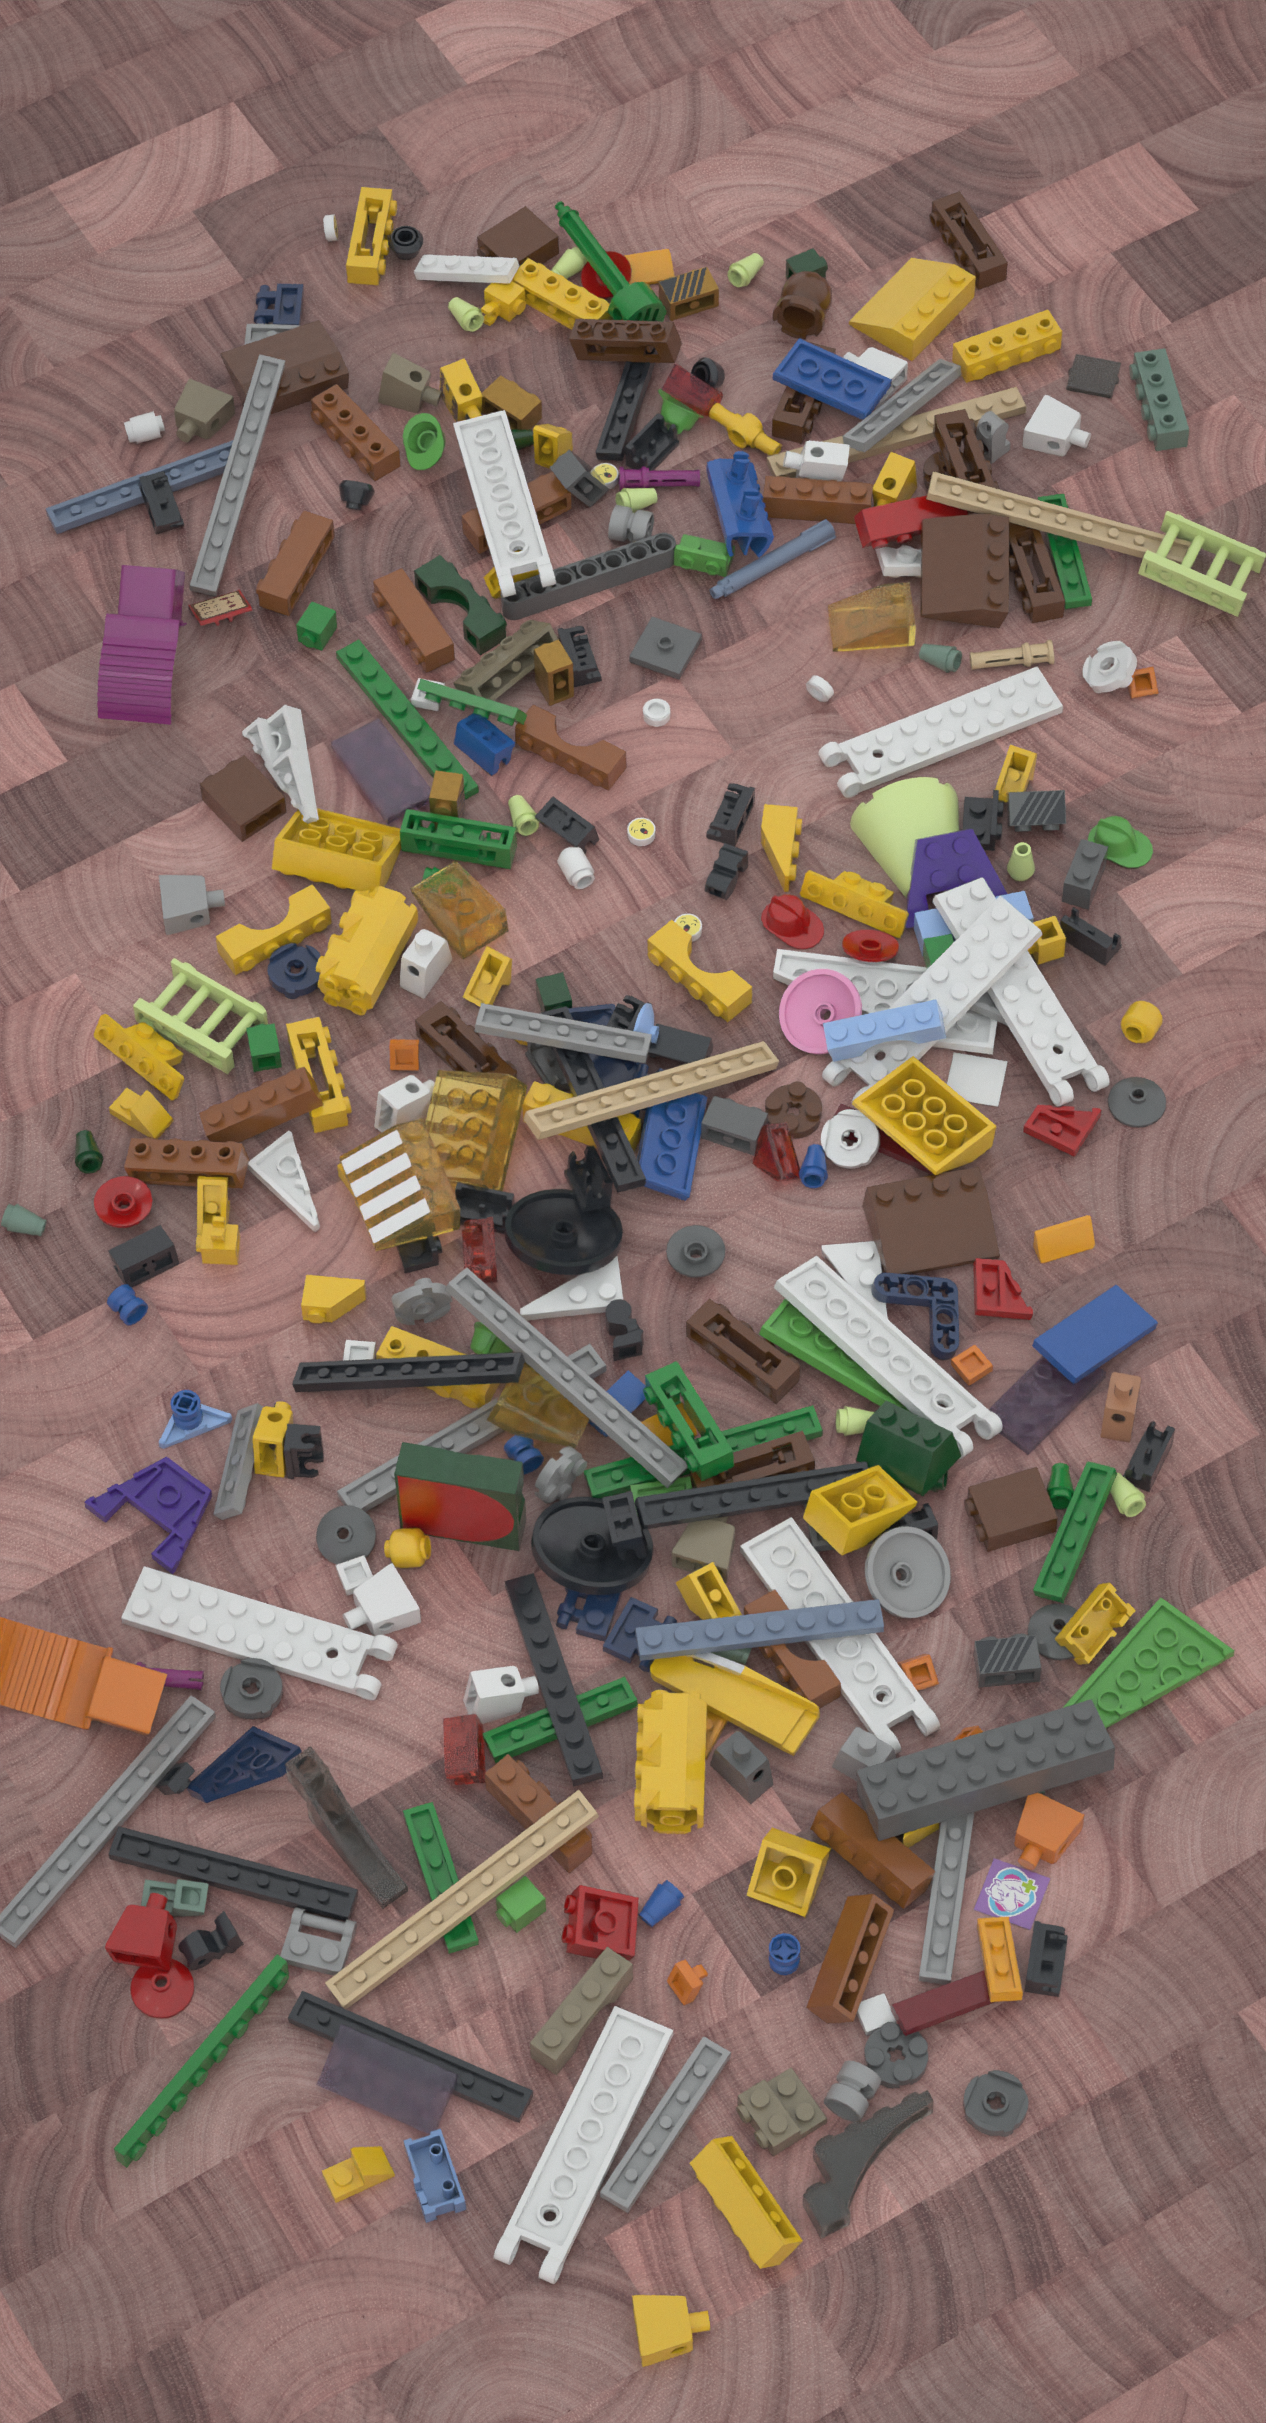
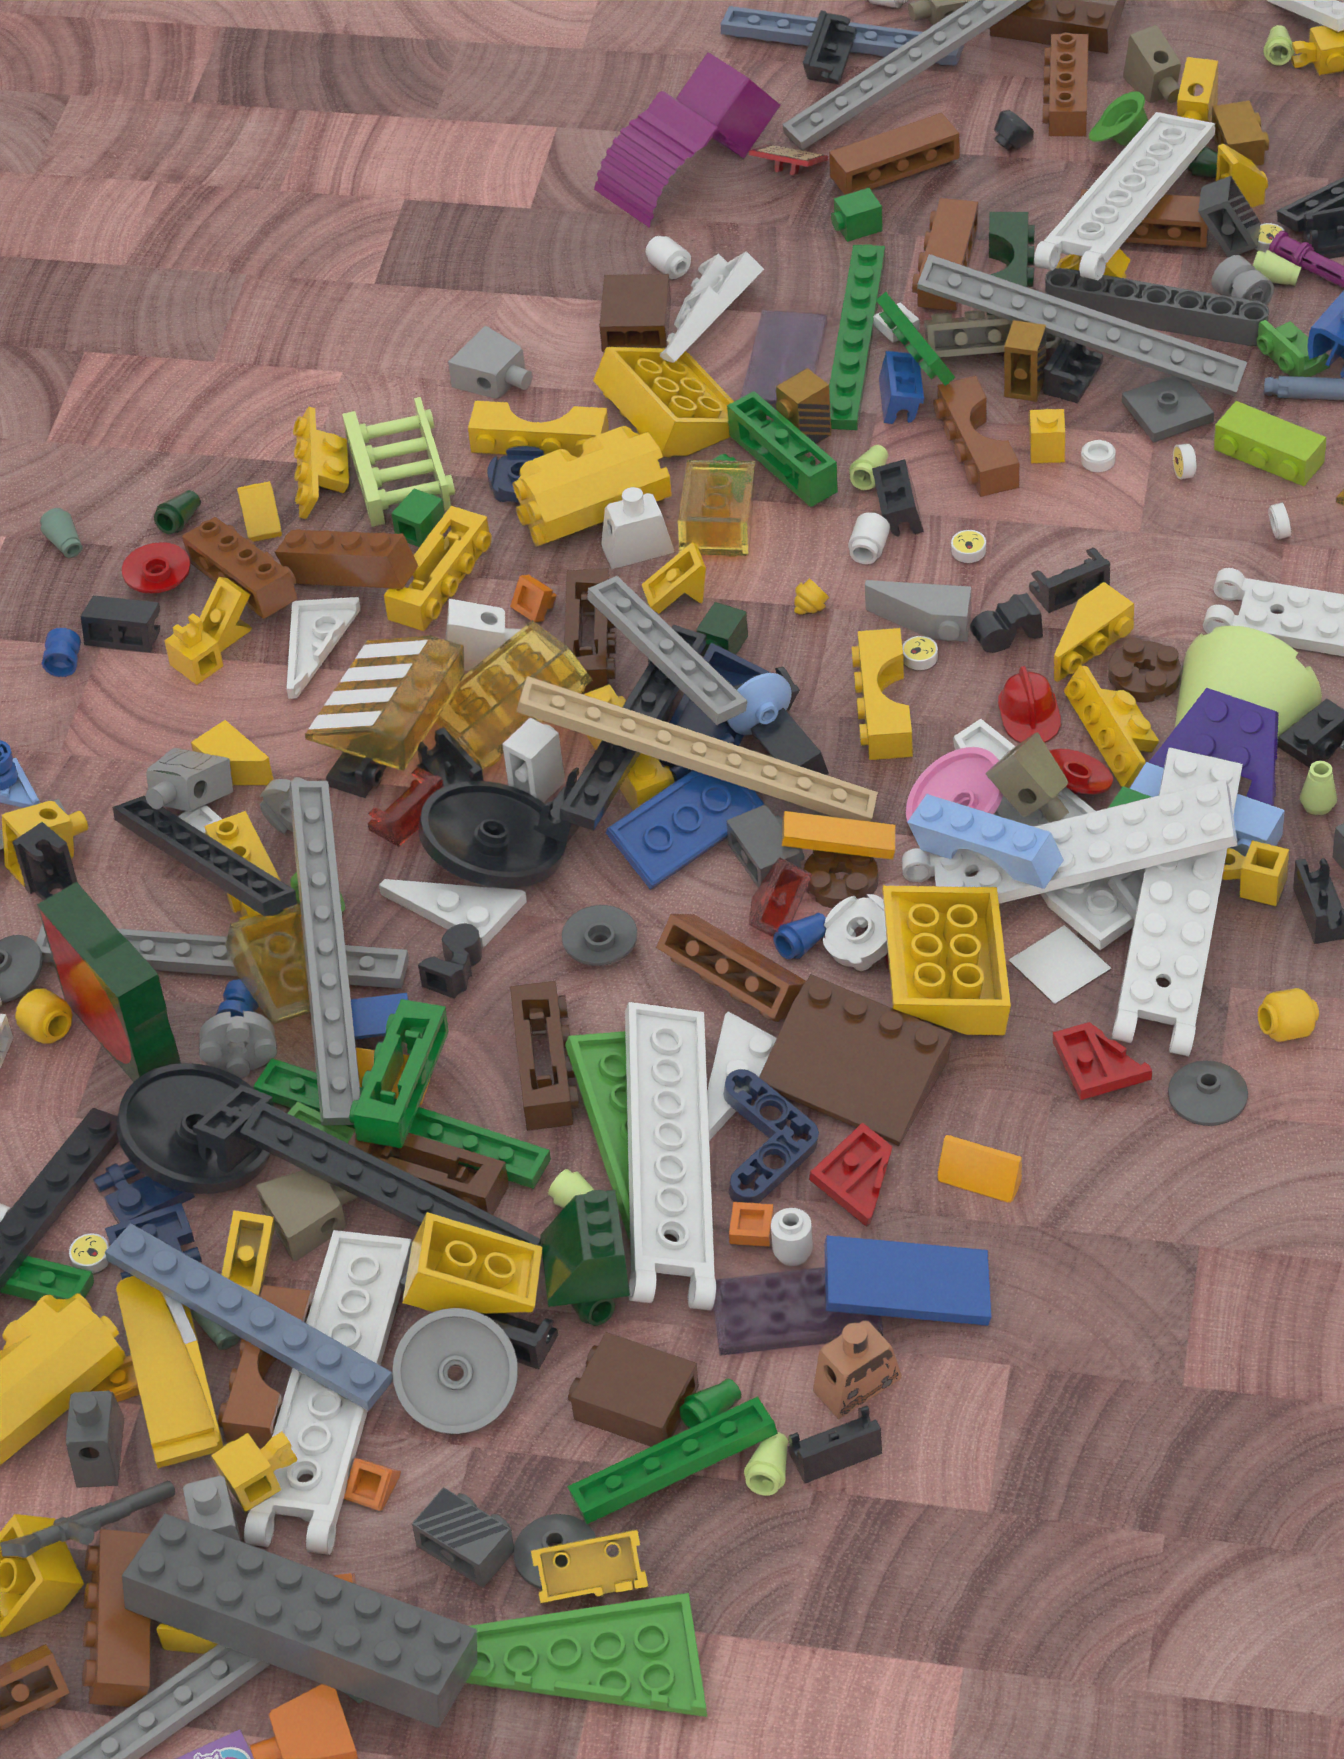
camera: 45 degrees right, 10 degrees down
(218, 740) = (668, 256): none -> white brick
(328, 1331) = (187, 780): none -> light grey torso
(540, 1164) = (534, 759): none -> white brick
(572, 624) = (1082, 325): none -> light grey plate
(581, 935) = (809, 598): none -> yellow plate
(604, 1668) = (89, 1252): none -> tile
(612, 716) = (1047, 435): none -> yellow slope
(664, 895) = (927, 609): none -> light grey slope
(719, 682) = (1184, 461): none -> white tile
(760, 635) = (1270, 443): none -> lime brick
(778, 1086) = (838, 835): none -> light orange tile
(801, 1214) = (730, 964): none -> dark orange brick
(803, 1813) = (84, 1524): none -> dark grey piece
(836, 835) = (1150, 655): none -> reddish brown plate
(859, 1710) = (251, 1469): none -> yellow brick
(864, 969) = (1031, 779): none -> dark tan torso
(1006, 1355) = (791, 1236): none -> white brick

